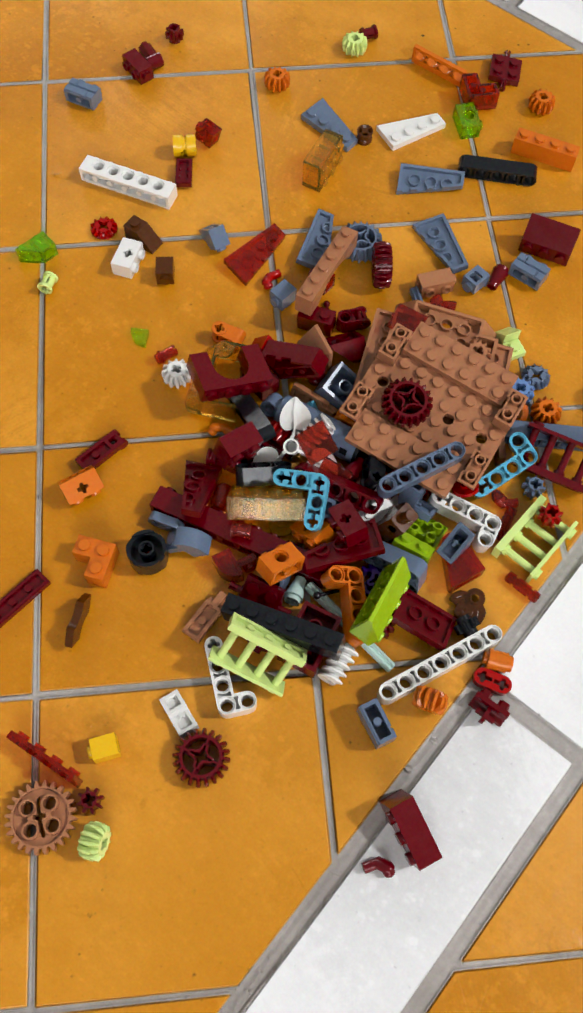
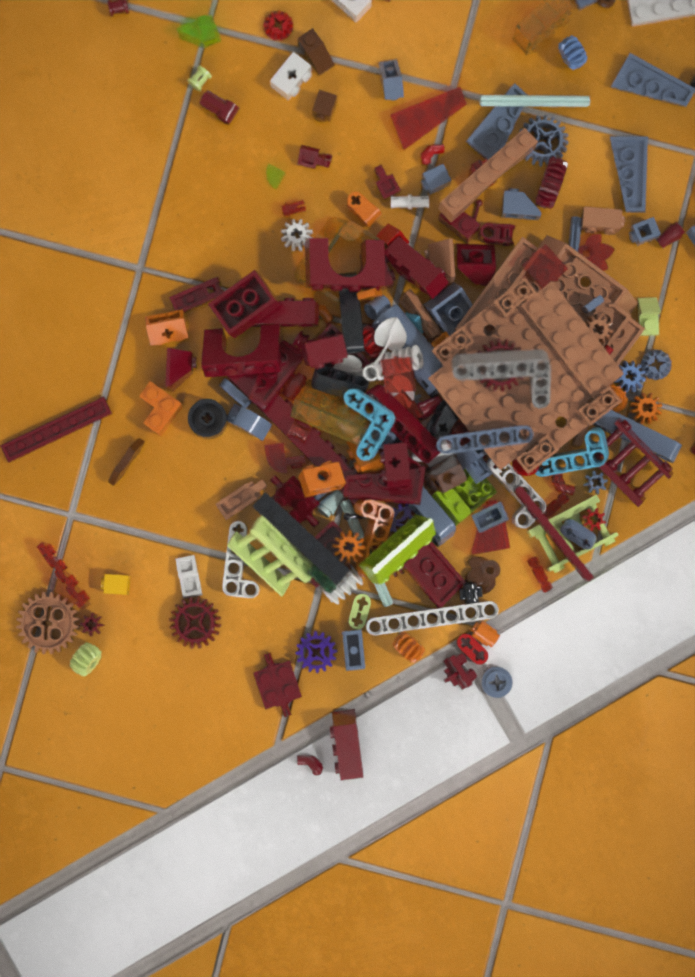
camera: 25 degrees right, 20 degrees up
(77, 299) = (223, 109): none -> dark red piece
(104, 514) = (178, 367): none -> dark red slope
(142, 494) = (263, 359): none -> dark red arch
(148, 434) = (244, 304): none -> dark red brick
(166, 311) = (310, 157): none -> dark red plate
(183, 438) = (293, 314): none -> dark red brick
(241, 312) = (387, 184): none -> dark red plate
(261, 392) = (369, 294): none -> orange tile
(267, 318) = (409, 201): none -> white pin
(311, 793) = (277, 684): none -> dark red plate
(317, 658) = (322, 579): none -> clear green axle
(332, 610) = (346, 553): none -> orange gear
(339, 215) = (534, 100): none -> light aqua axle
(347, 746) = (326, 660): none -> dark purple gear
(355, 174) = (572, 52): none -> medium blue gear
(360, 685) = (364, 613): none -> yellowish green beam
(362, 293) = (518, 206): none -> sand blue slope
(419, 394) = (510, 368): none -> light grey beam
(462, 336) = (593, 304): none -> sand blue tile
(521, 538) = (553, 533): none -> dark red tile
(531, 695) = (503, 688): none -> sand blue gear
(542, 532) = (578, 534): none -> sand blue beam

